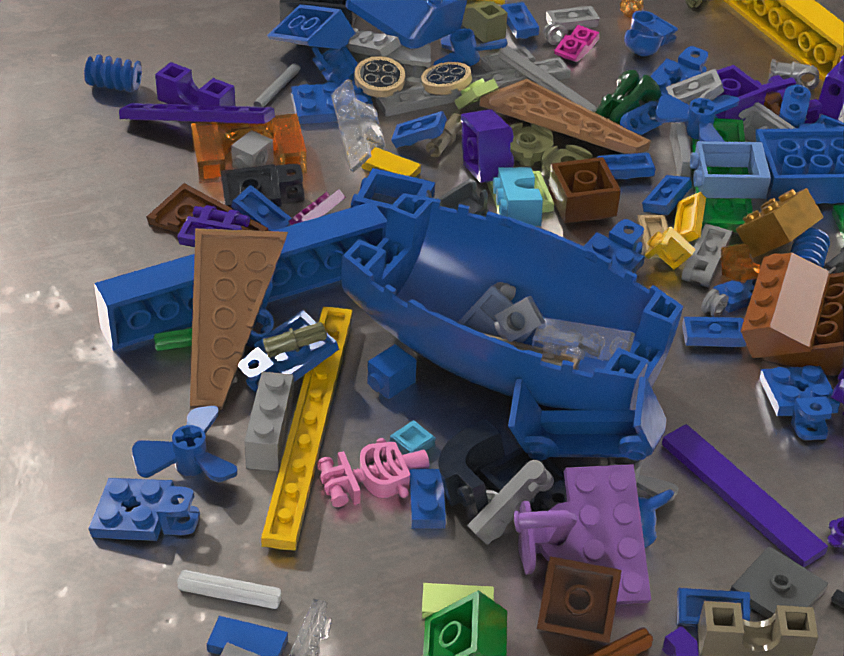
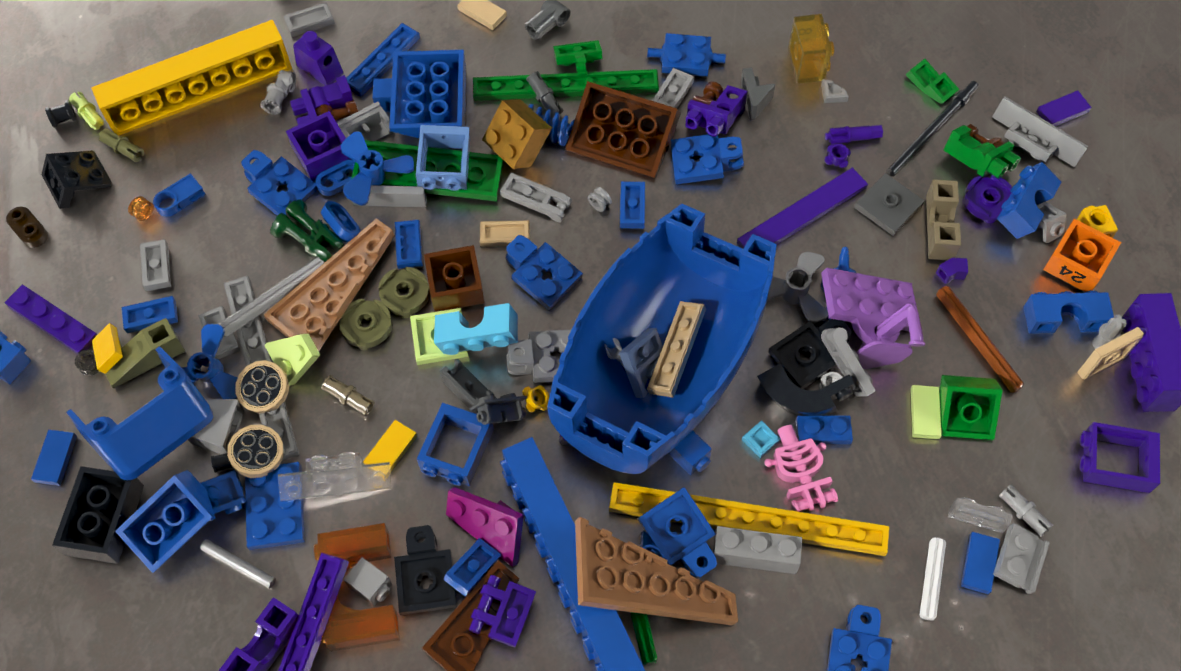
camera: 85 degrees left, 20 degrees up
(186, 450) = (764, 609): blue piece -> none
(294, 339) = (682, 521): olive axle -> none
(372, 43) = (190, 457): light grey plate -> none
(419, 129) = (347, 416): blue plate -> none
(486, 144) = (394, 352): dark purple brick -> none
(532, 317) = (659, 336): light grey brick -> none
(549, 32) = (180, 282): light grey bush -> none
(577, 44) = (198, 266): dark pink slope -> none
(579, 599) = (942, 323): reddish brown brick -> none
(581, 339) = (688, 293): clear bracket -> none
(587, 432) = (795, 261): blue windscreen -> none
(642, 43) = (211, 205): blue hair -> none
(667, 194) = (455, 215): blue plate -> none
(669, 247) = (537, 222): yellow bracket -> none
(690, 216) = (493, 202): yellow tile -> none
(691, 602) = (915, 245): blue tile -> none
(700, 86) = (332, 166): light grey wing -> none
(737, 263) = (556, 174): clear orange bracket -> none
(738, 293) = (579, 183): blue plate -> none
(785, 306) = (614, 147): dark orange slope -> none
(795, 105) = (347, 95): blue plate -> none

